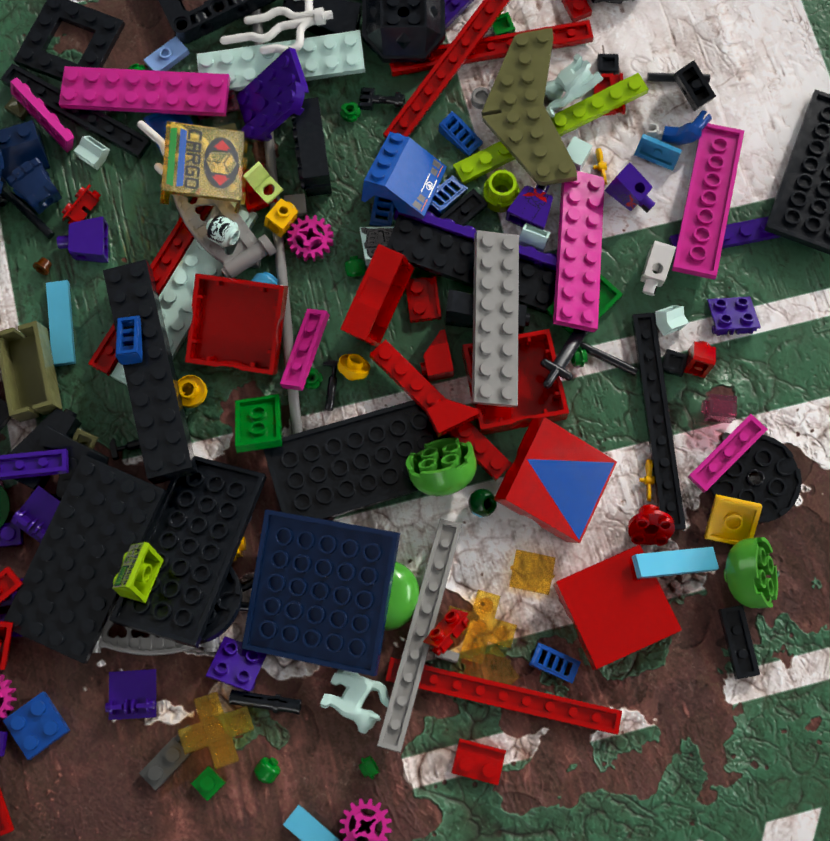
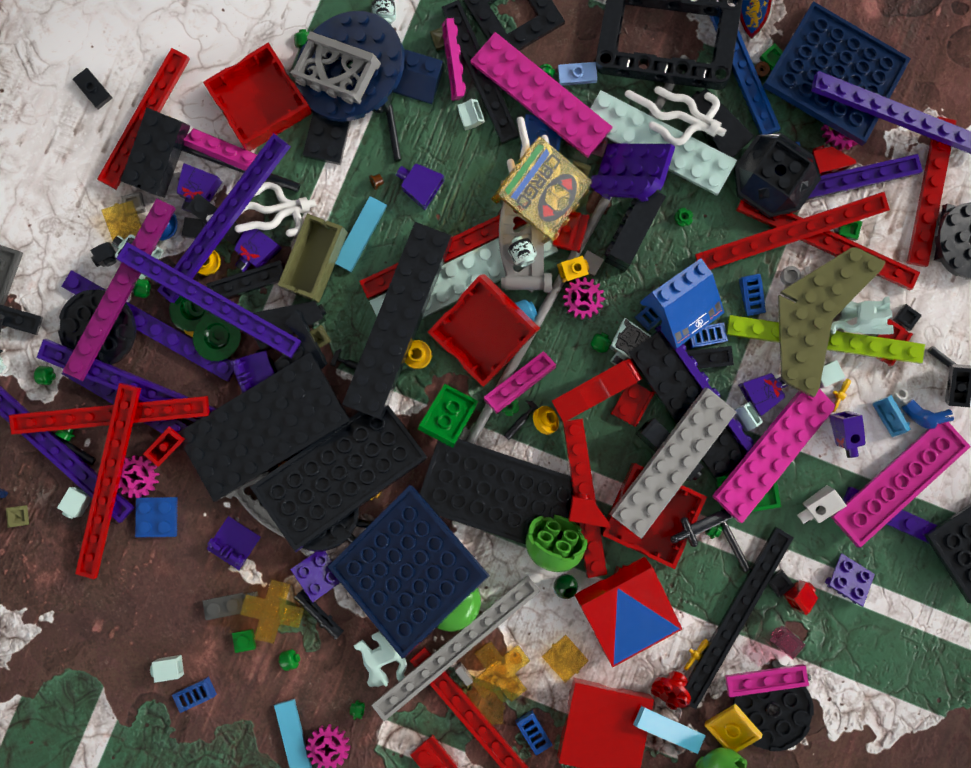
camera: 30 degrees right, 10 degrees up
(34, 185) = (410, 114): dark blue piece -> none
(85, 199) = (440, 149): red hinge -> none
(132, 353) = (384, 300): blue slope -> none
(138, 572) = (290, 469): lime slope -> none
(259, 179) = (575, 228): yellowish green bracket -> none
(368, 99) = (707, 218): black hinge -> none
(437, 359) = (610, 458): red slope -> none
(452, 623) = (477, 659): red hinge -> none
(503, 181) = (759, 359): lime piece -> none
(671, 319) = (802, 551): light aqua piece -> none

